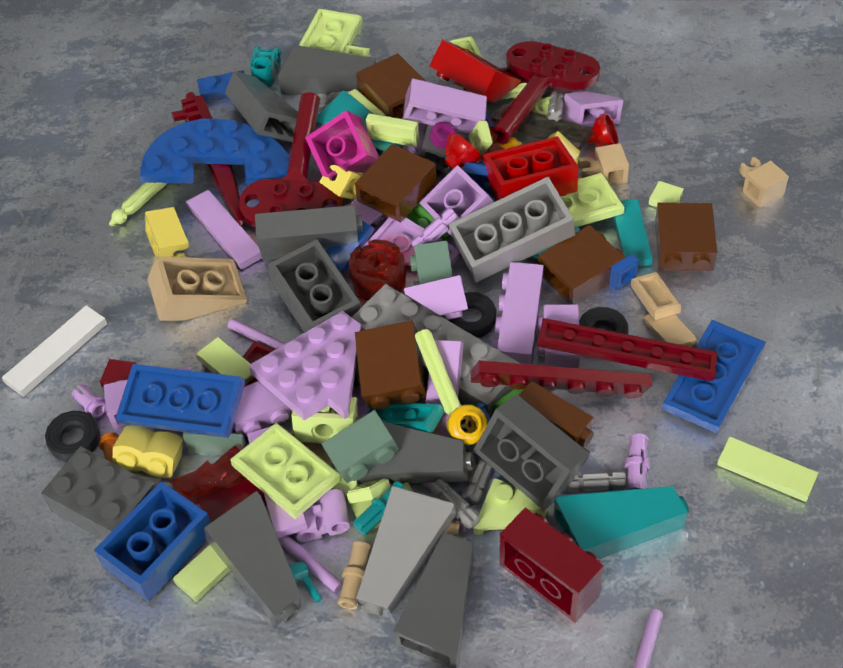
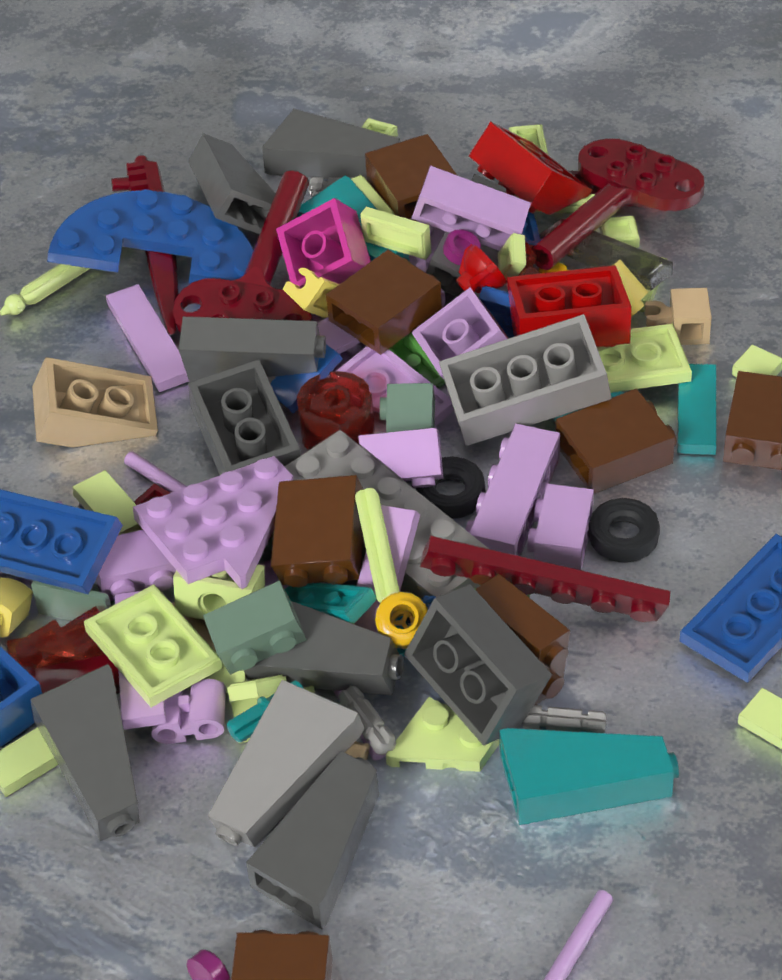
camera: 10 degrees right, 5 degrees down
(165, 232) = (69, 330): light yellow hinge -> none
(214, 86) = (175, 153): blue plate -> none
(265, 64) = (250, 131): teal piece -> none
(301, 573) = (145, 778): teal hand -> none
(312, 564) = (162, 768): lavender bar -> none
(331, 30) = (352, 96): yellowish green tile -> none
(353, 574) = (210, 789): tan pin -> none
(436, 228) = (425, 366): lavender axle -> none
(477, 481) = (405, 699): light grey axle -> none
(551, 564) = (472, 810): dark red brick -> none
(555, 106) = (629, 228): light grey axle -> none
(587, 106) = (681, 238): lavender slope -> none
(604, 131) = (691, 269): red piece -> none
(623, 272) = (671, 457): blue tile -> none
(627, 349) = (646, 555): dark red tile -> none
(637, 461) = (627, 703): lavender pin -> none
(655, 296) = (708, 494): tan tile -> none
(670, 330) = (716, 546): tan slope -> none

